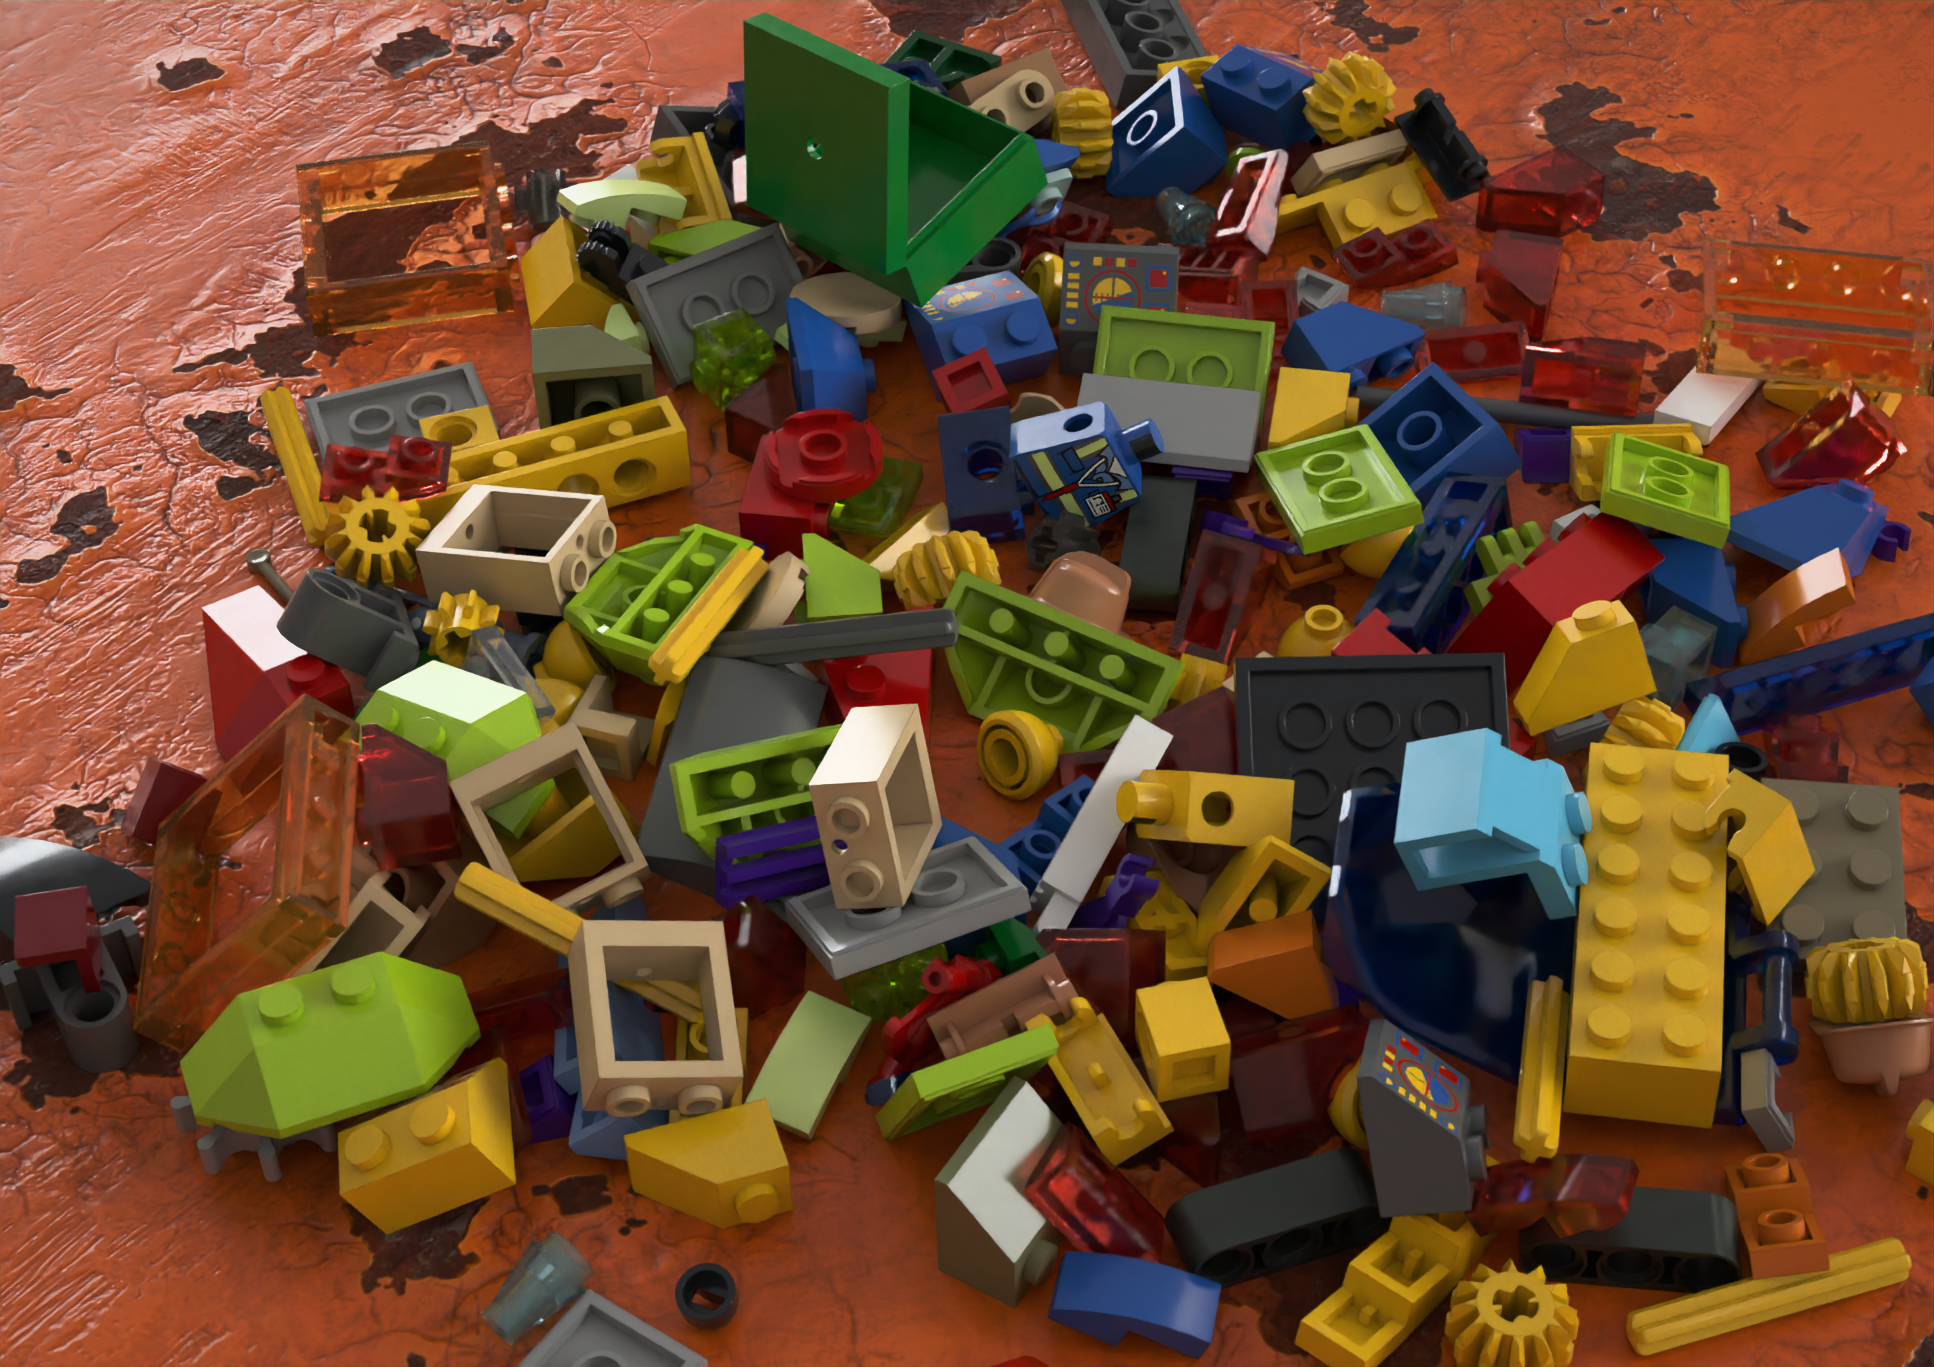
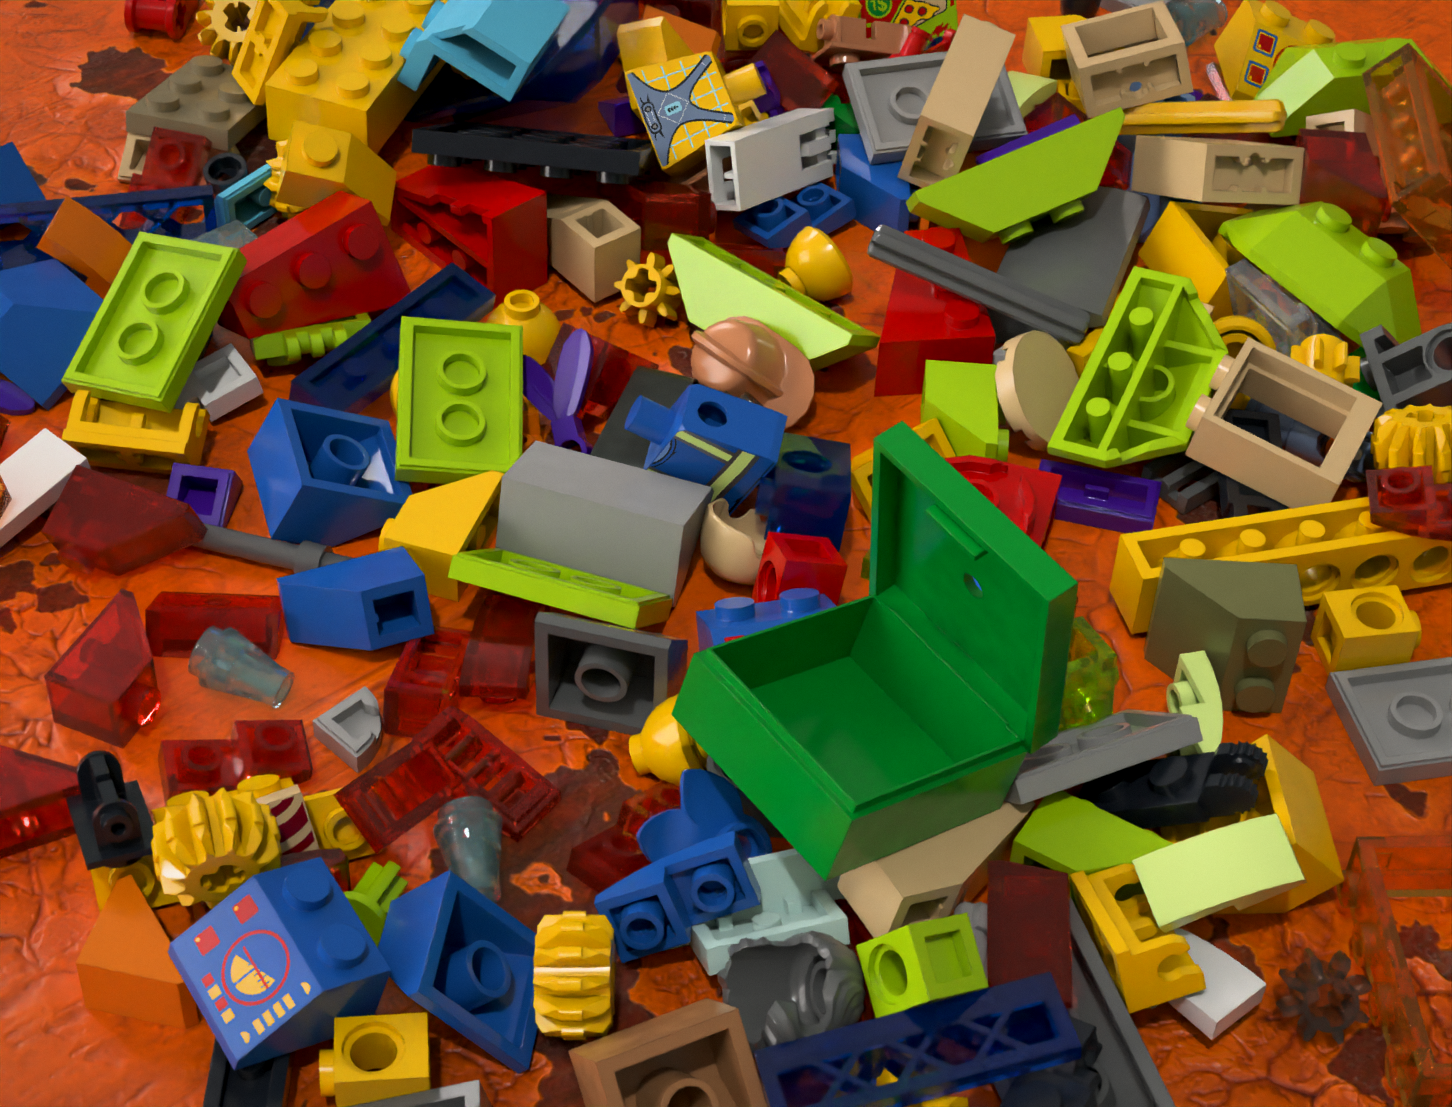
camera: 175 degrees left, 0 degrees up
(708, 616) = (1089, 326): yellow axle -> none
(932, 567) = (874, 376): yellow gear -> none
(1009, 102) = (652, 1006): tan plate -> none

